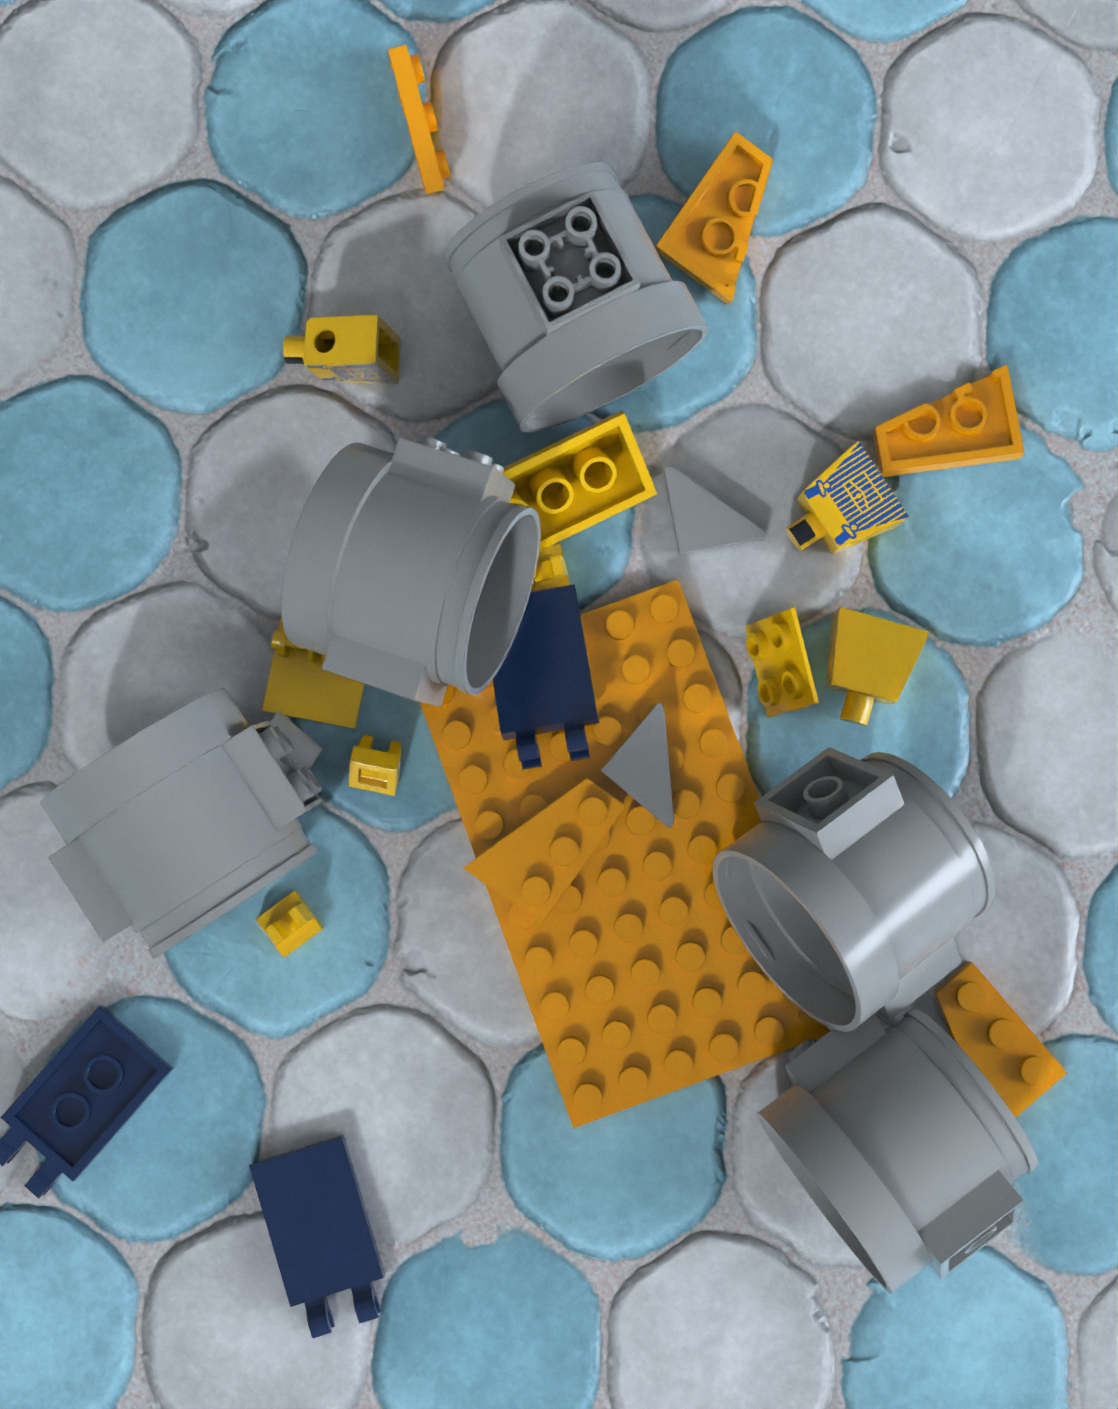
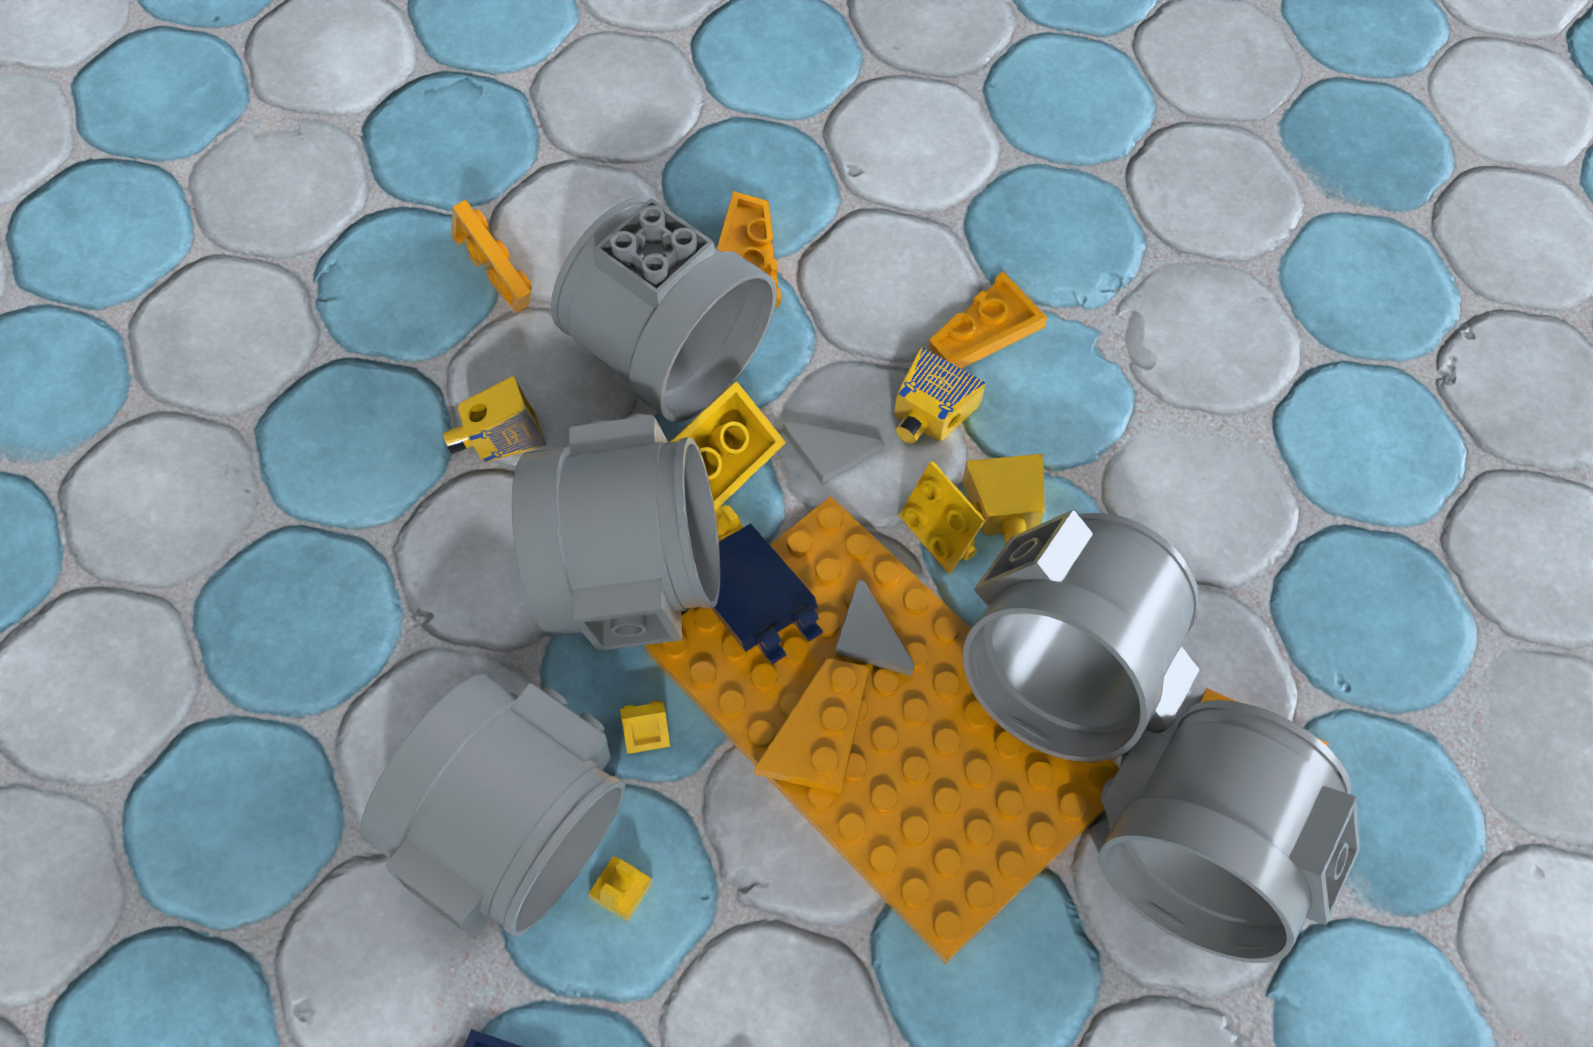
camera: 25 degrees left, 25 degrees down
(305, 690) = (570, 668): yellow hinge -> none

